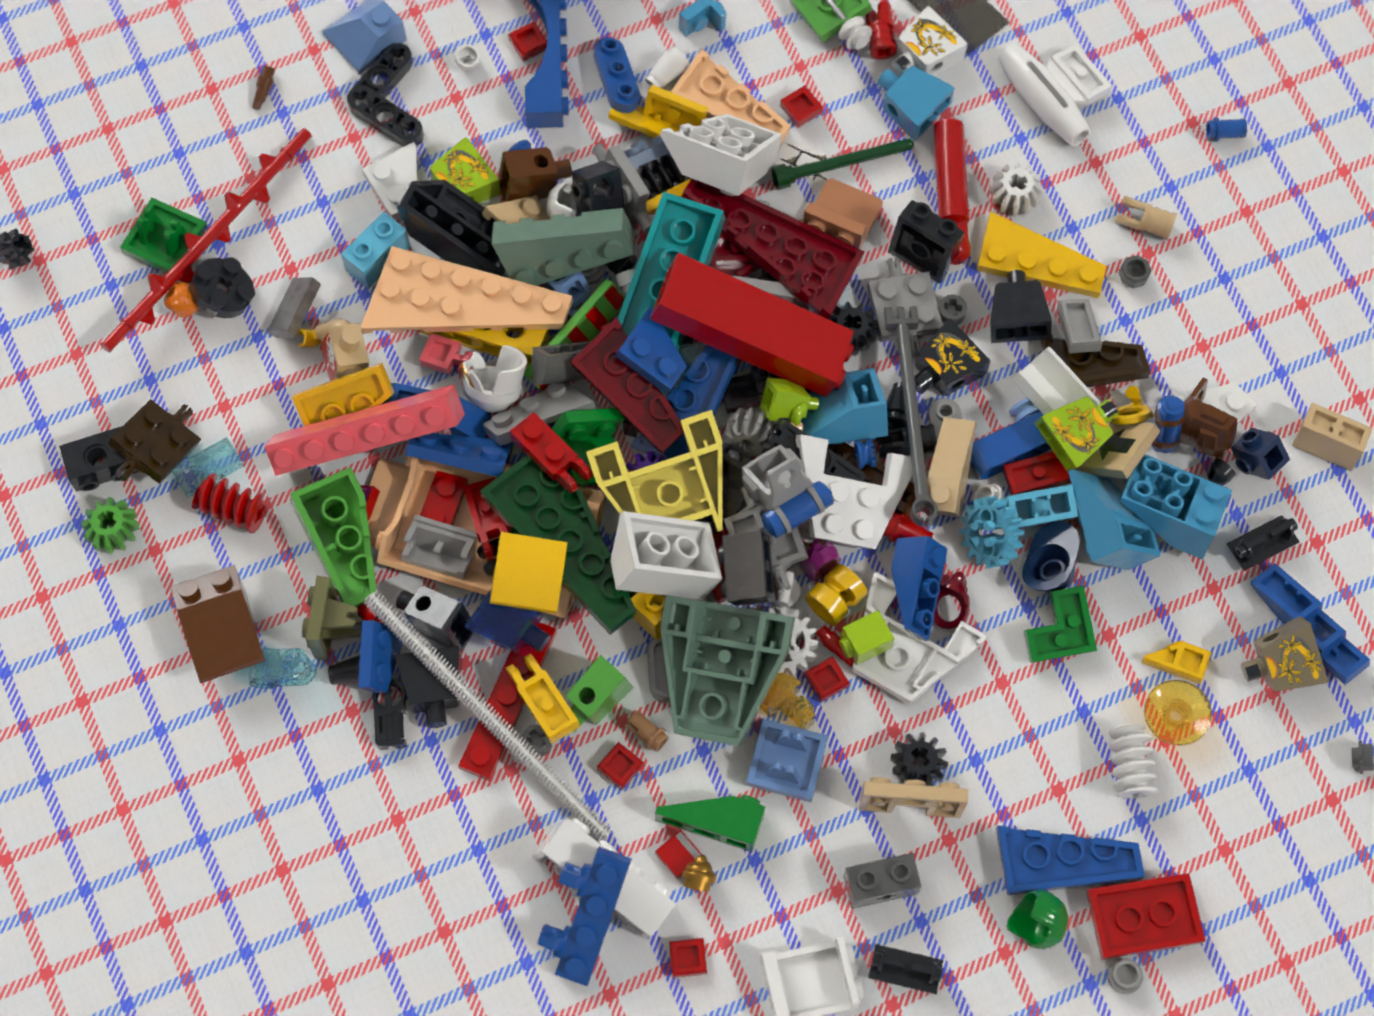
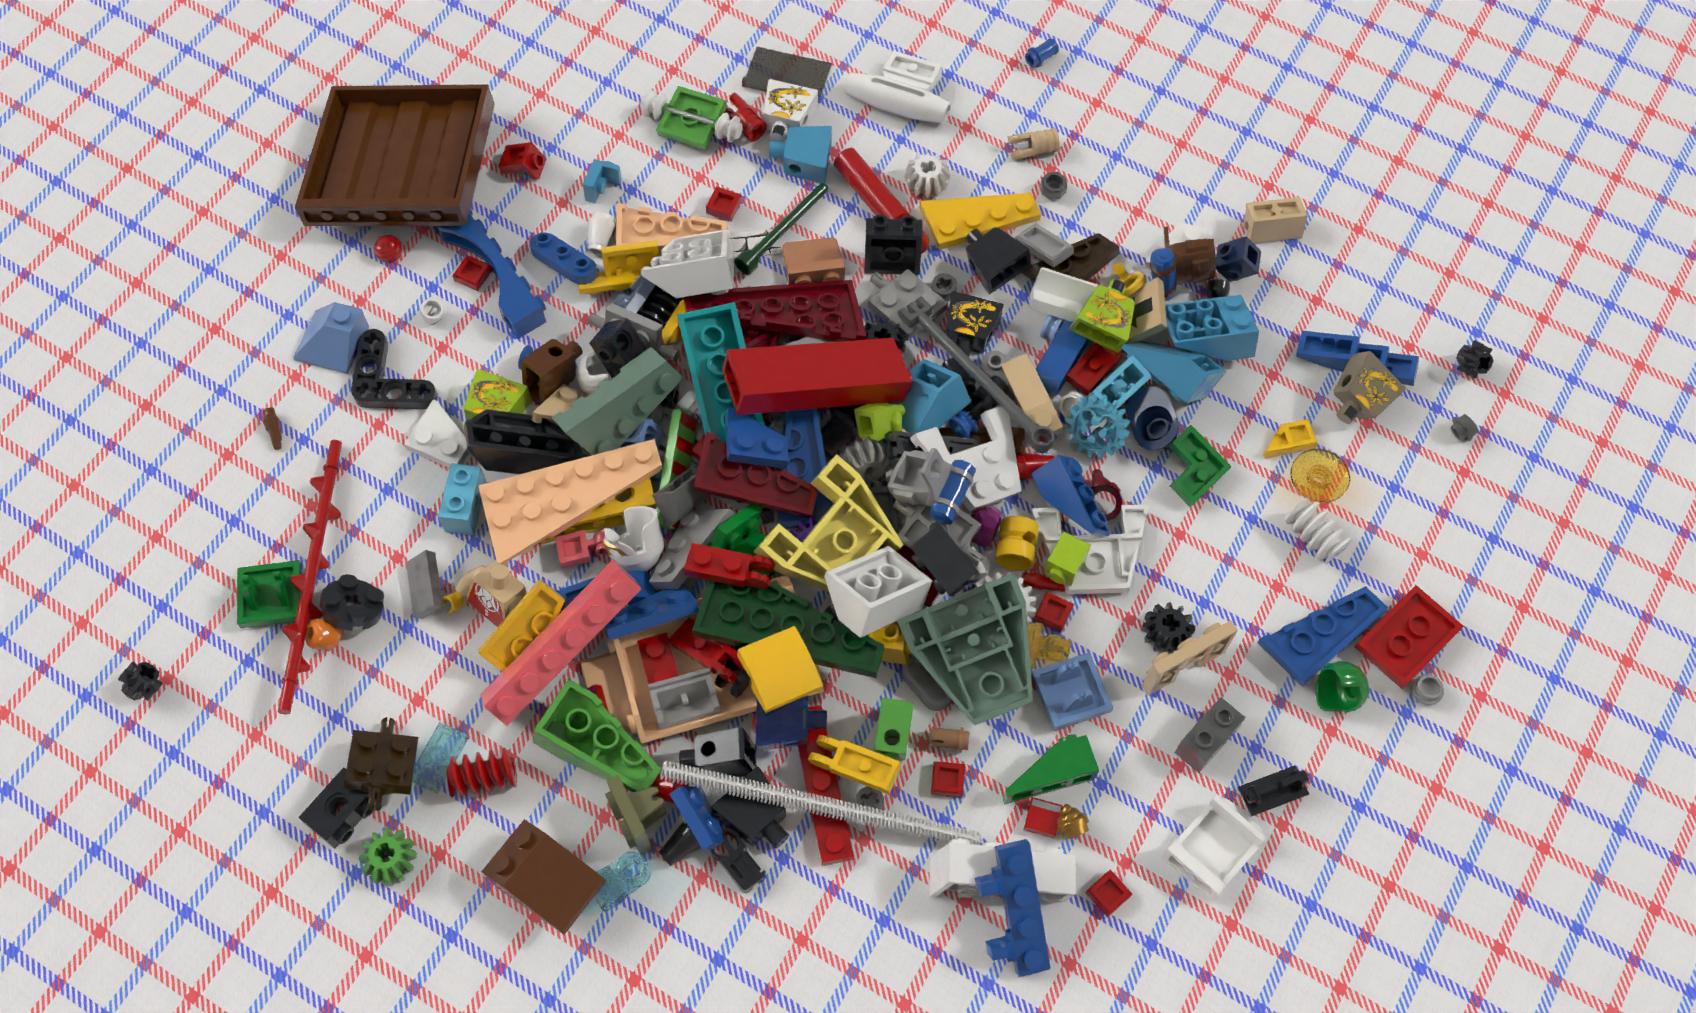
camera: 35 degrees left, 5 degrees down
(1264, 542) = (1284, 320): black hinge -> none

